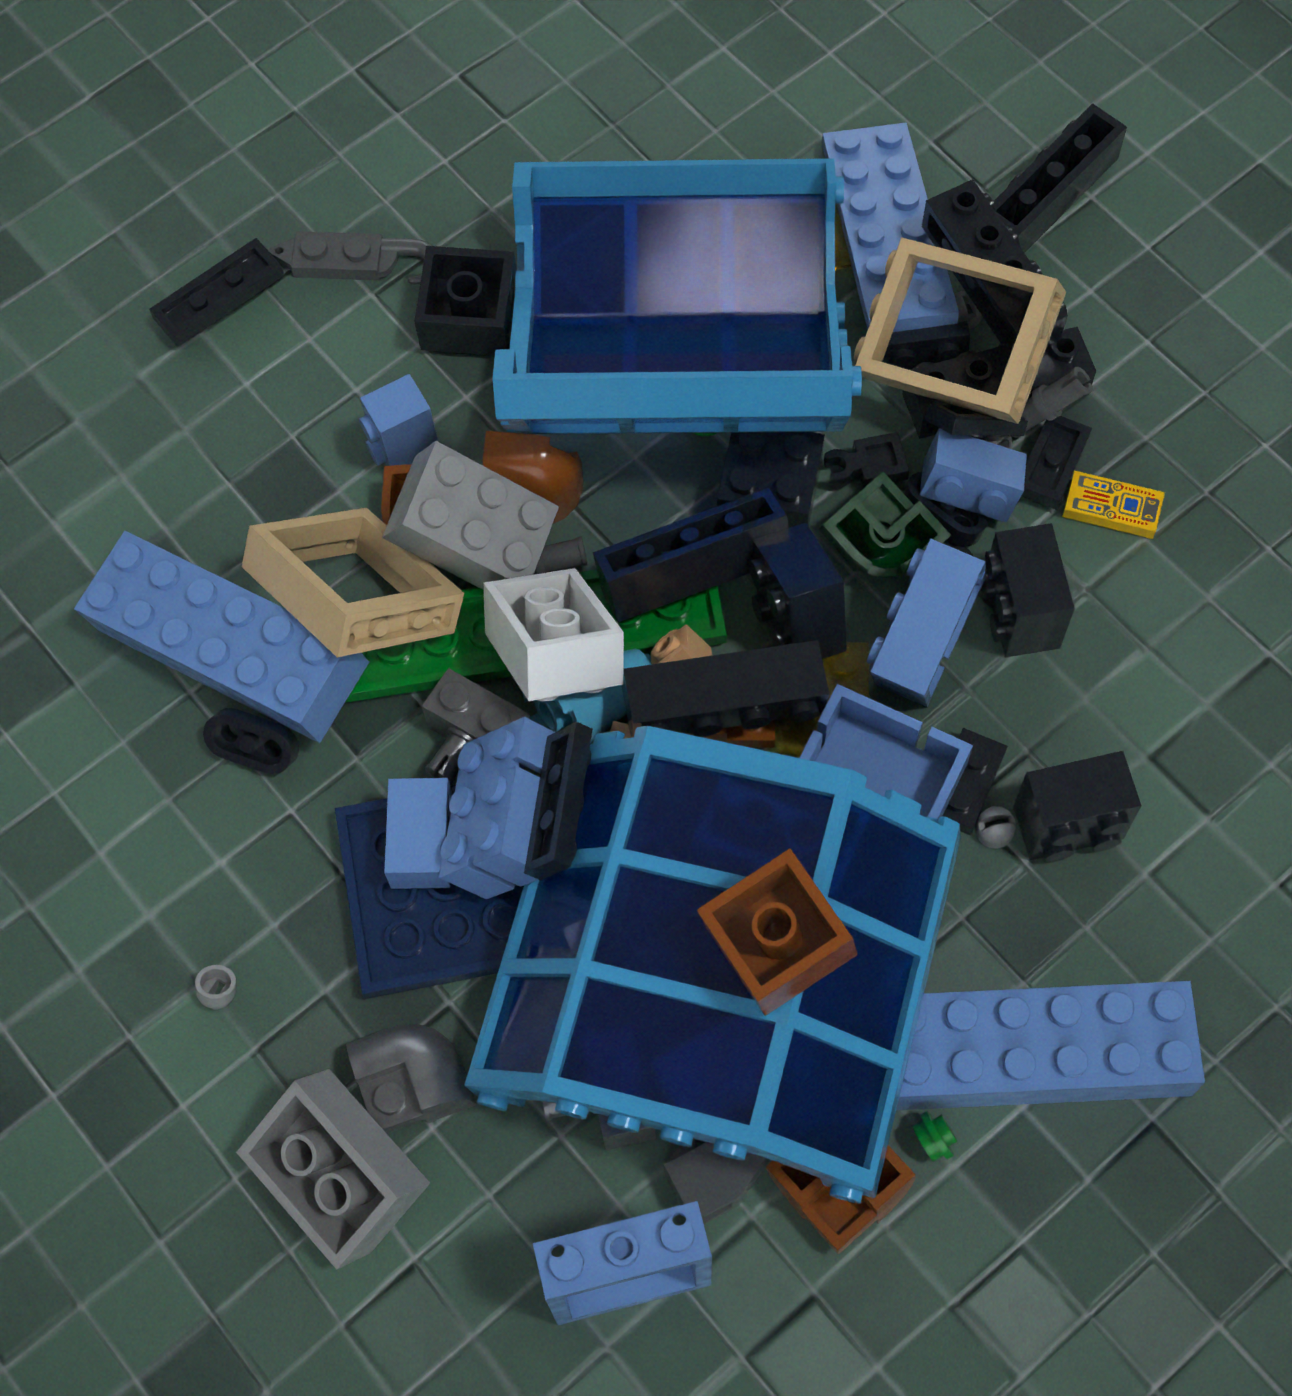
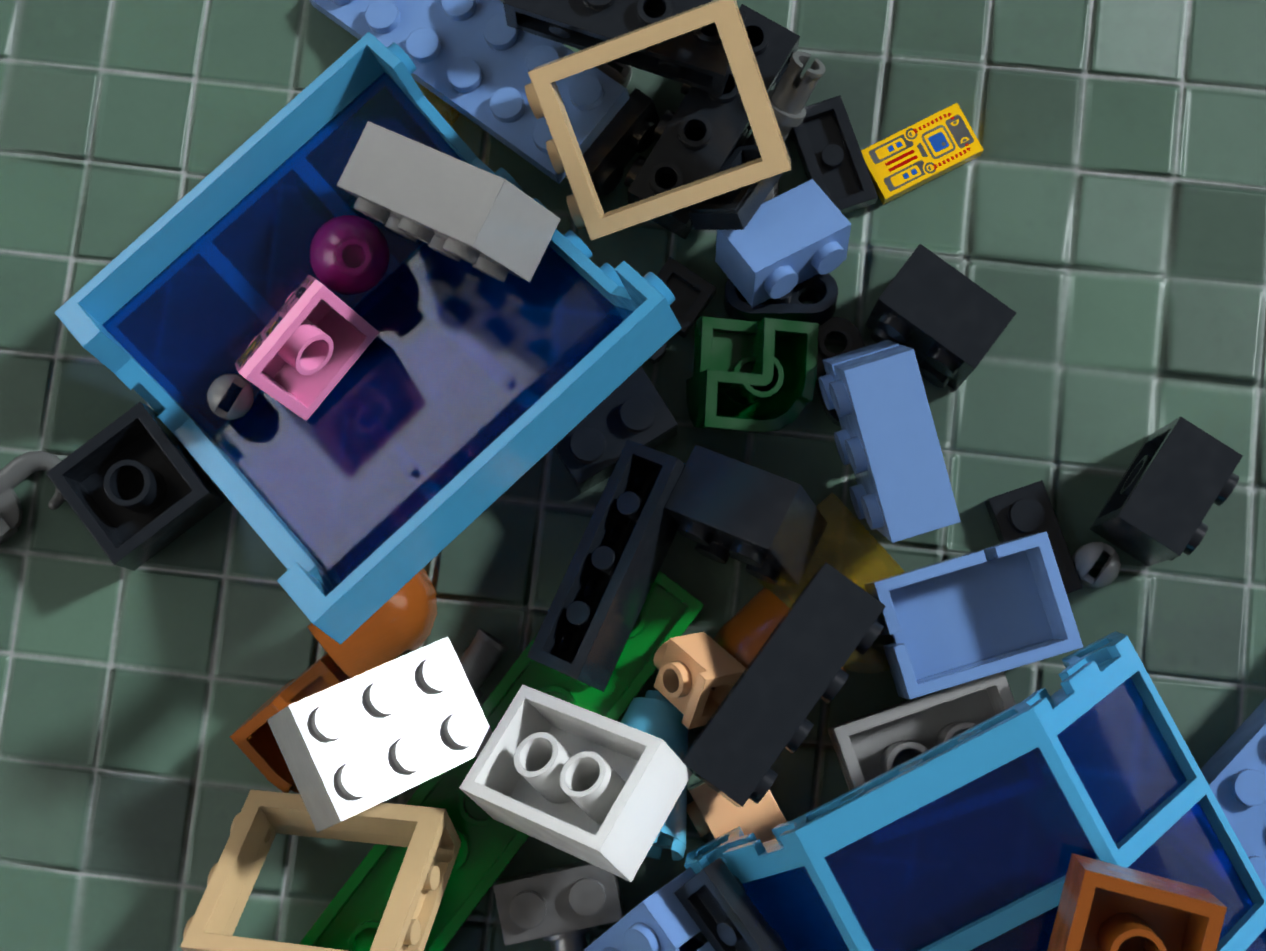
camera: 40 degrees left, 15 degrees up
(397, 422) = (201, 683): medium blue brick -> none
(568, 304) = (218, 390): none -> light grey hinge
(633, 294) = (306, 348): none -> bright pink slope
(708, 277) = (349, 254): none -> magenta brick
(788, 277) = (447, 204): none -> light grey brick

